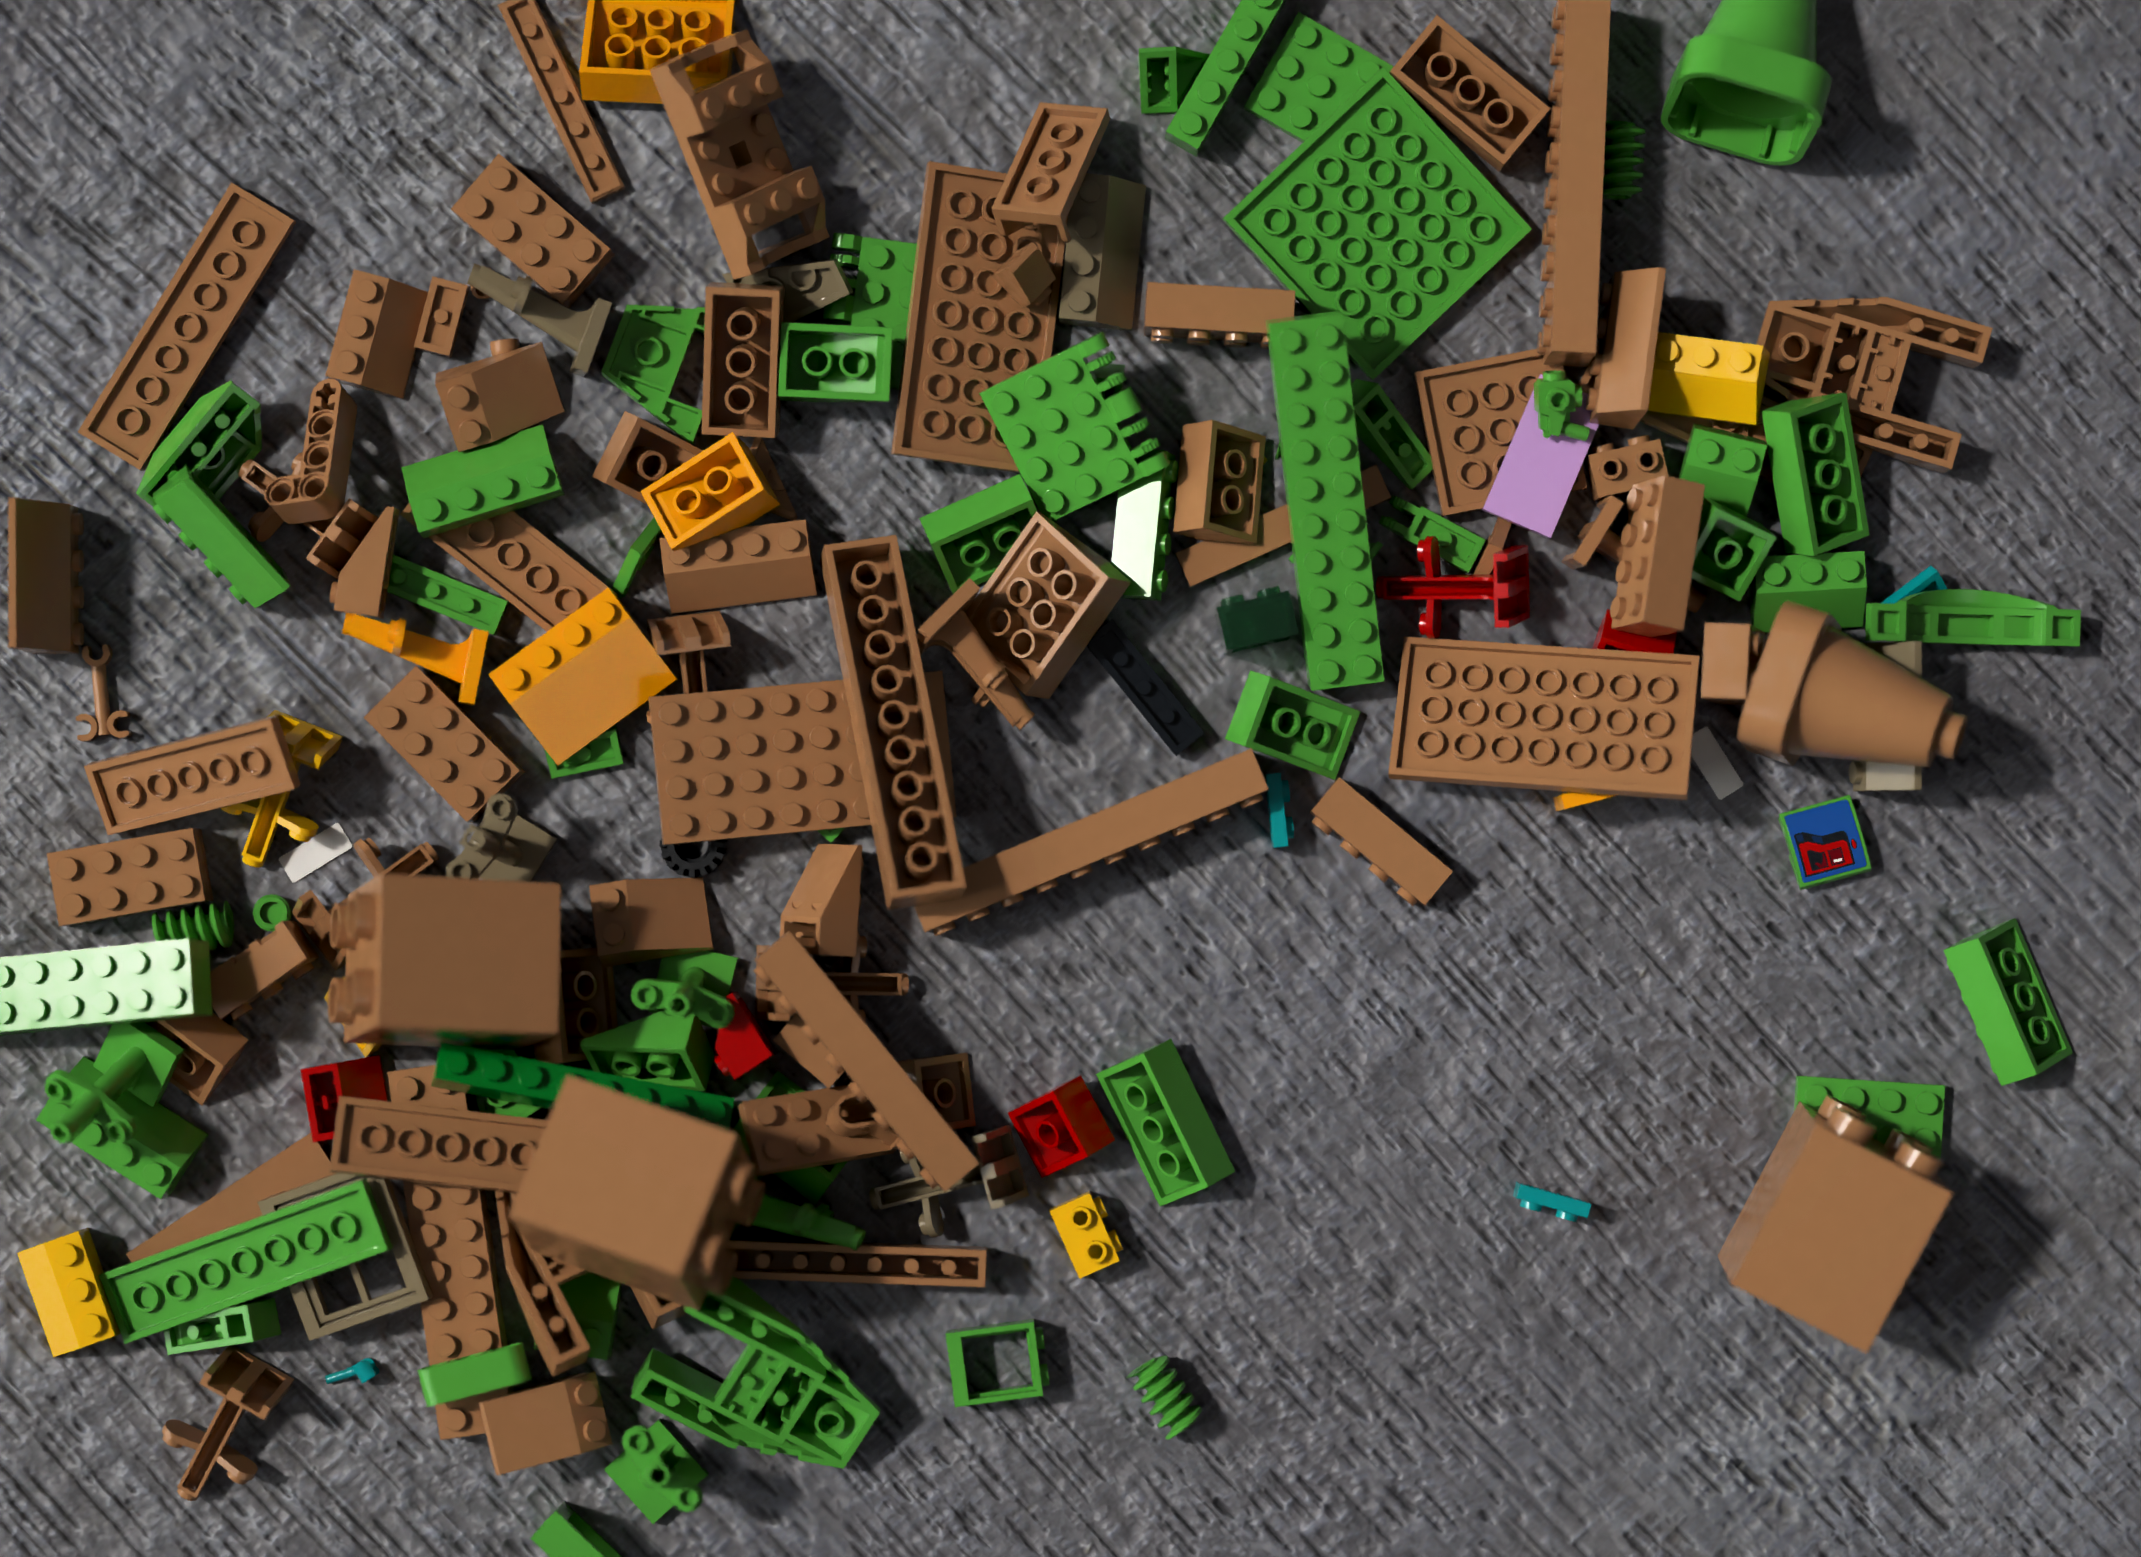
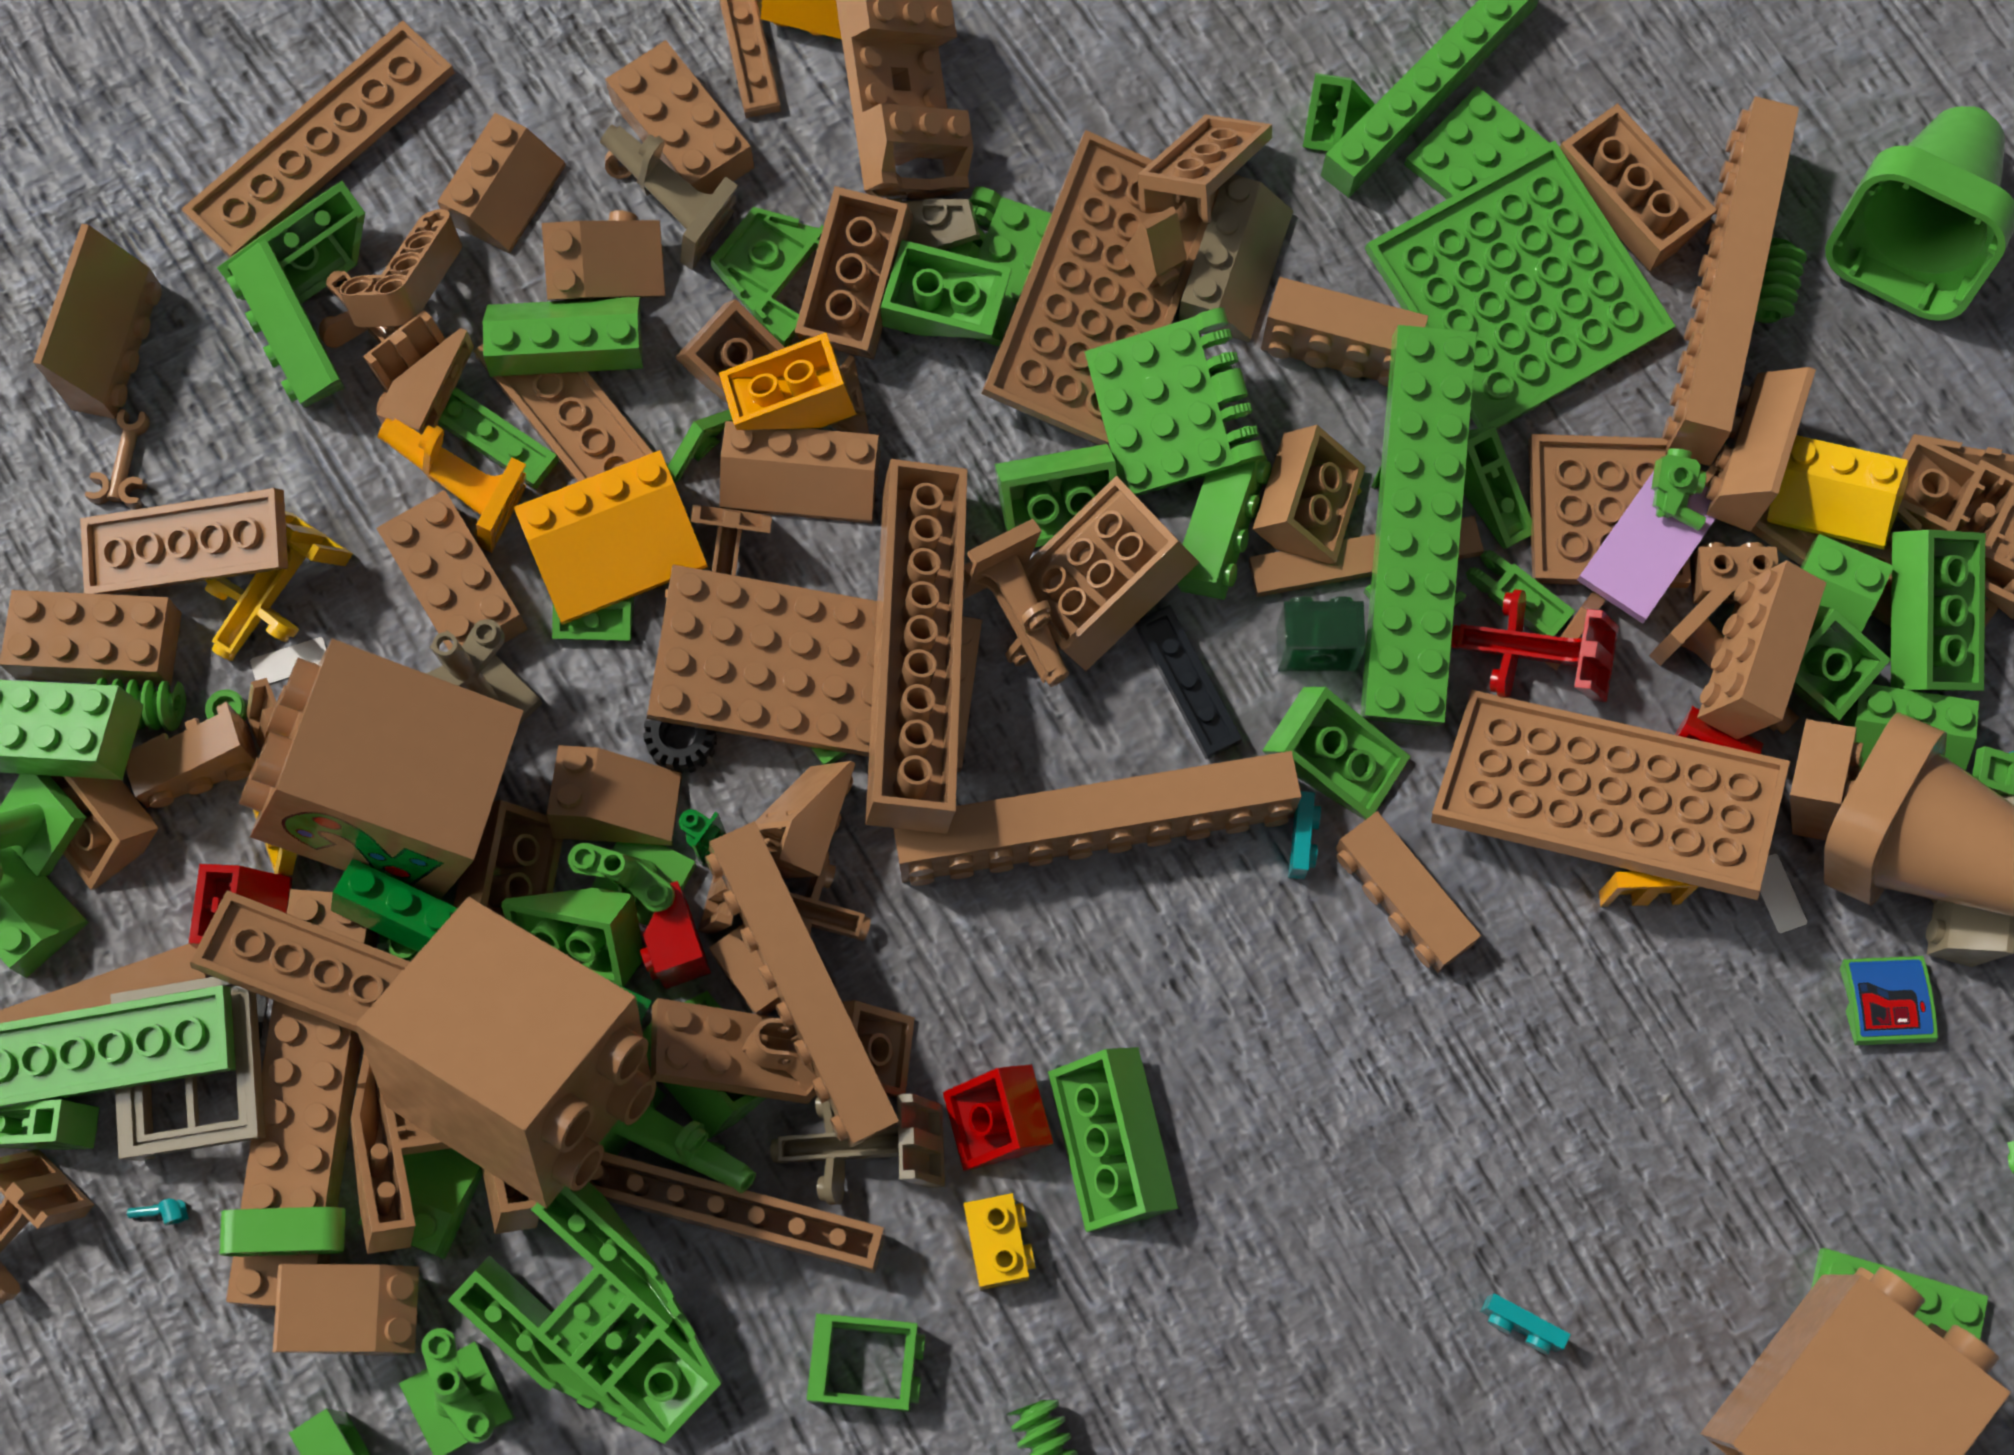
camera: 15 degrees right, 15 degrees down
(441, 317) = (569, 182): medium nougat plate -> none
(740, 937) = (700, 831): none -> green hinge

